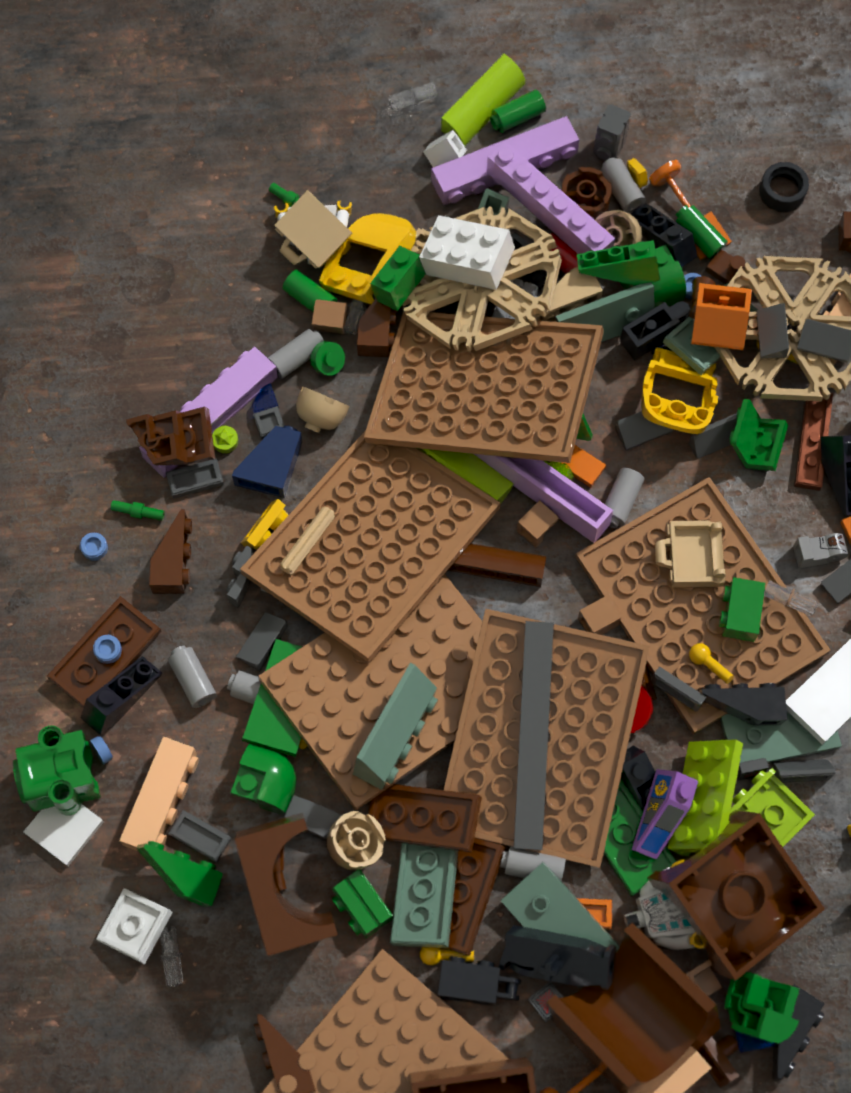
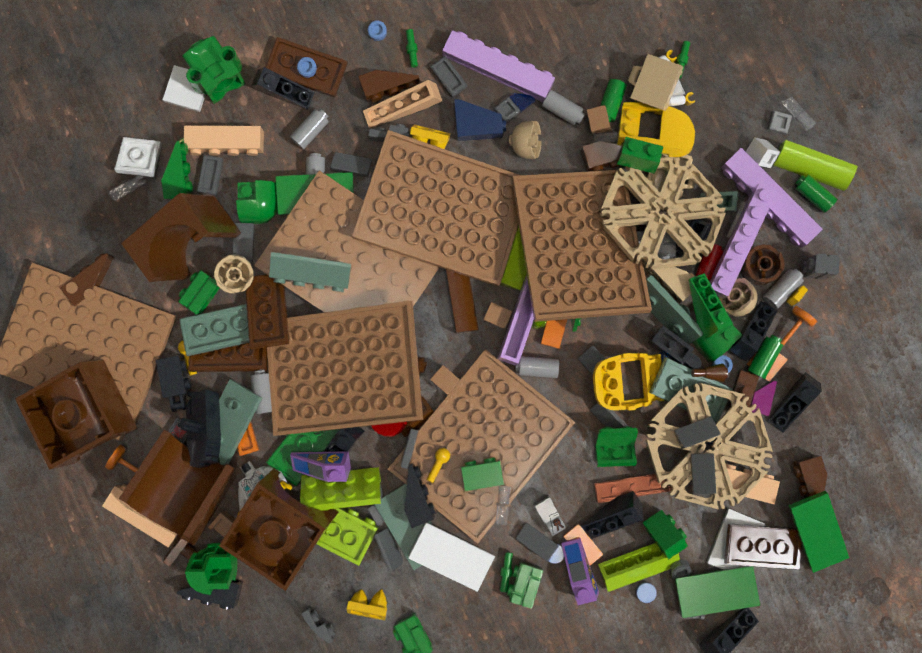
camera: 70 degrees right, 15 degrees up
(101, 749) = (241, 91): medium blue tile -> none
(175, 436) = (466, 50): reddish brown slope -> none
(209, 547) = (403, 104): none -> light nougat slope
(225, 439) = (483, 85): lime tile -> none
(307, 540) = (423, 166): tan axle -> none
(327, 358) = (567, 130): green wheel -> none
(414, 121) = (779, 122): none -> light grey tile
(467, 252) = (675, 195): white brick -> none
(534, 735) = (340, 362): dark grey tile -> none
(694, 554) = (511, 429): tan piece -> none
(721, 316) = (693, 392): orange slope -> none
(748, 250) = (764, 397): none -> magenta tile
(767, 219) = (795, 402): none -> black slope
(789, 171) = (841, 414): black tyre -> none

